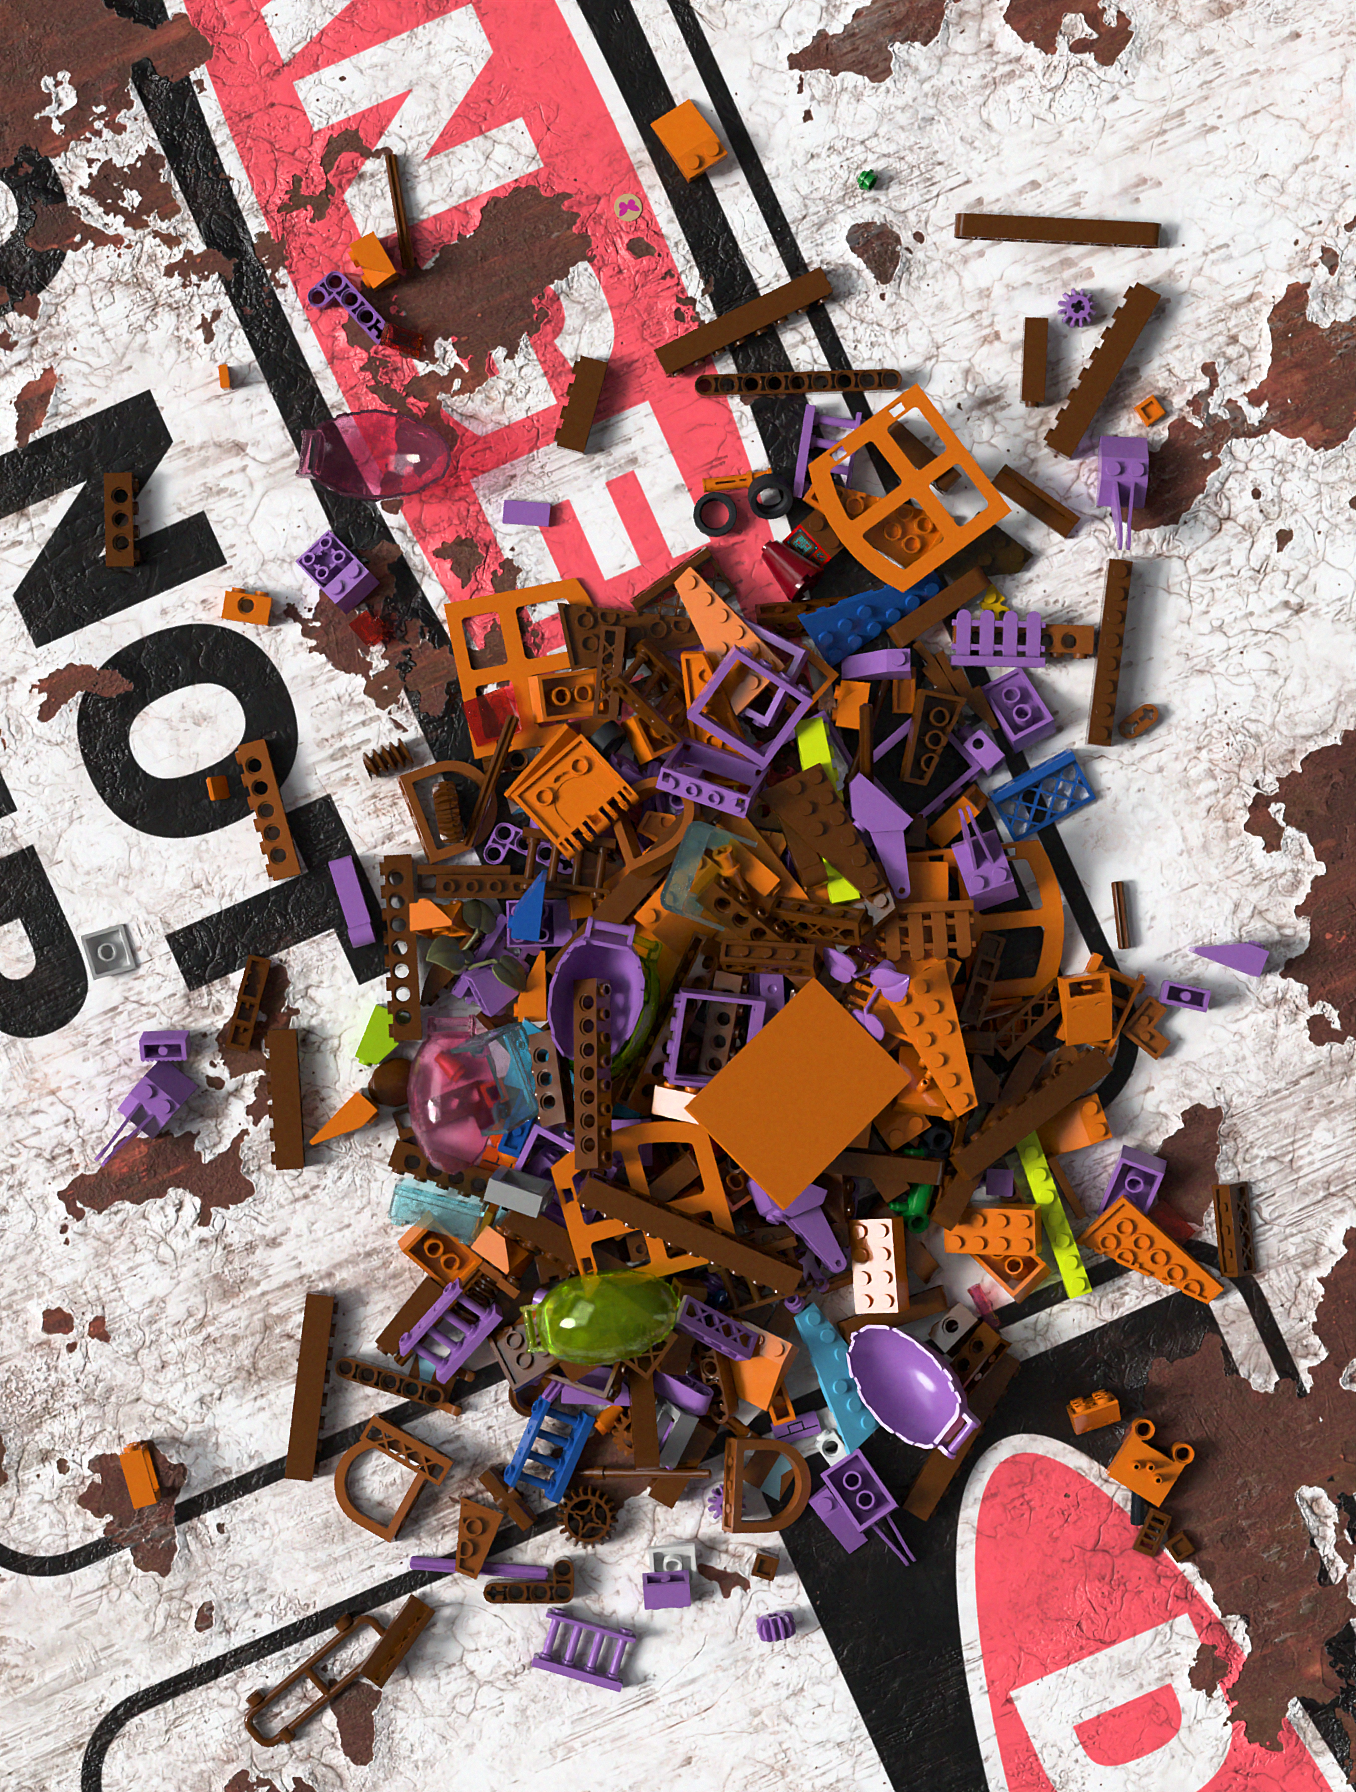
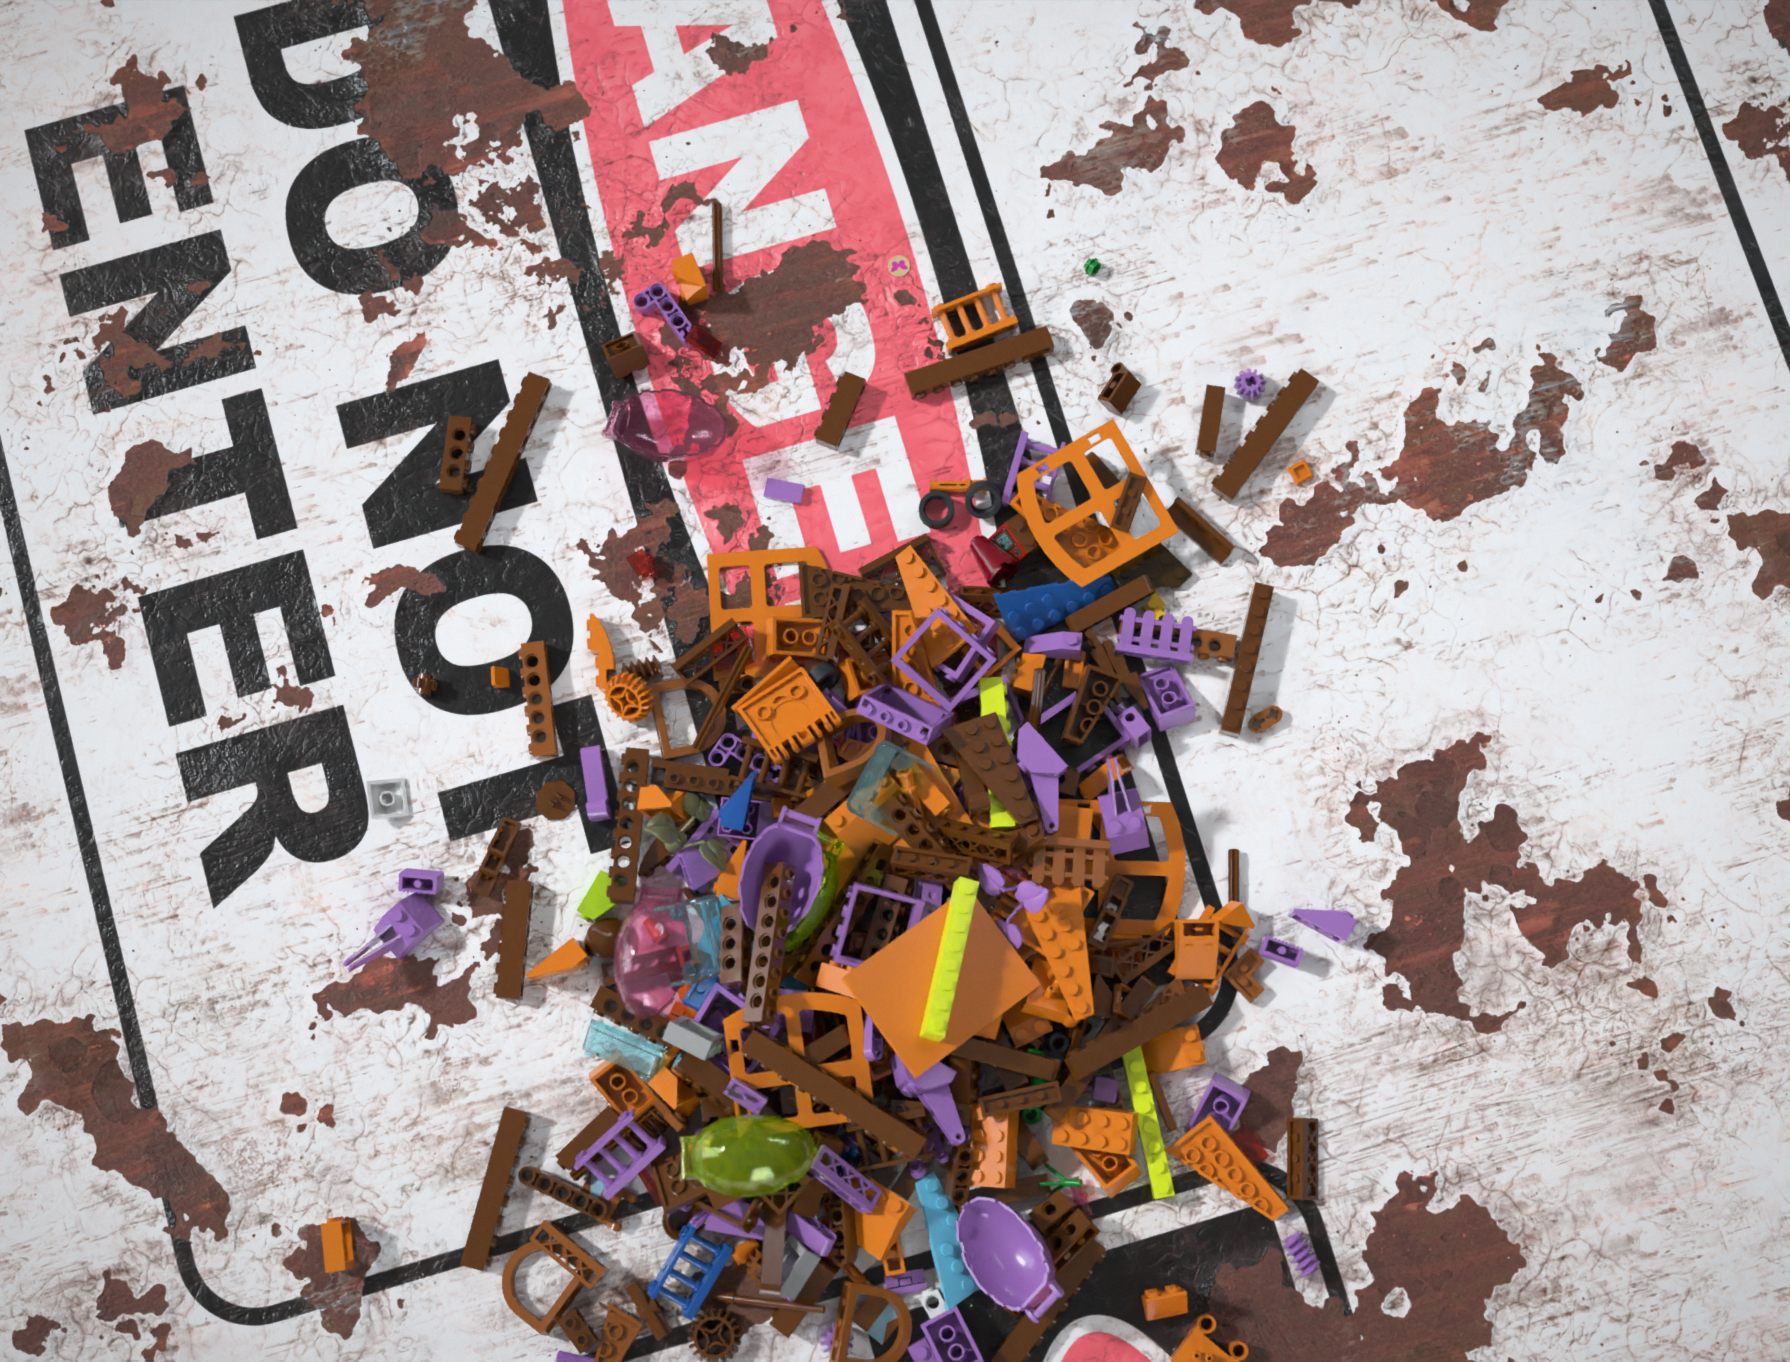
camera: 15 degrees right, 10 degrees down
(128, 809) = (424, 684): none -> reddish brown gear
(179, 521) = (503, 463): none -> reddish brown brick
(224, 376) = (558, 355): orange tile -> none
(259, 615) = (555, 544): orange brick -> none
(307, 366) = (625, 354): none -> reddish brown slope
(307, 927) = (555, 800): none -> reddish brown piece
(333, 732) = (600, 645): none -> orange slope
(337, 572) = (625, 518): medium lavender slope -> none
(378, 795) = (627, 699): none -> orange gear
(431, 1531) = (578, 1330): none -> reddish brown brick
(448, 812) = (684, 718): reddish brown gear -> none
(457, 725) = (704, 646): none -> reddish brown fence
(490, 1361) = (650, 1185): none -> clear red tile
(589, 1249) = (745, 1095): none -> medium lavender hinge
(689, 140) = (955, 221): orange slope -> none
(726, 1170) = (872, 1044): none -> medium lavender beam
(750, 277) = (974, 336): none -> orange fence
(804, 1067) = (949, 959): none -> neon yellow brick
(807, 376) = (1007, 418): reddish brown beam -> none
(847, 1311) = (962, 1182): none -> reddish brown beam
(903, 1210) = (1020, 1099): none -> reddish brown fence
(919, 335) = (1119, 389): none -> reddish brown hinge
(947, 484) = (1128, 502): none -> reddish brown tile
(965, 1293) = (1064, 1183): none -> green plant
(1001, 1080) = (1118, 988): none -> dark orange piece
(1037, 776) = (1173, 753): blue fence -> none
(1057, 230) = (1240, 323): reddish brown beam -> none
(1122, 479) = (1272, 521): medium lavender slope -> none
(1125, 961) = (1234, 914): none -> orange slope
(1243, 1337) = (1301, 1254): none -> medium lavender piece

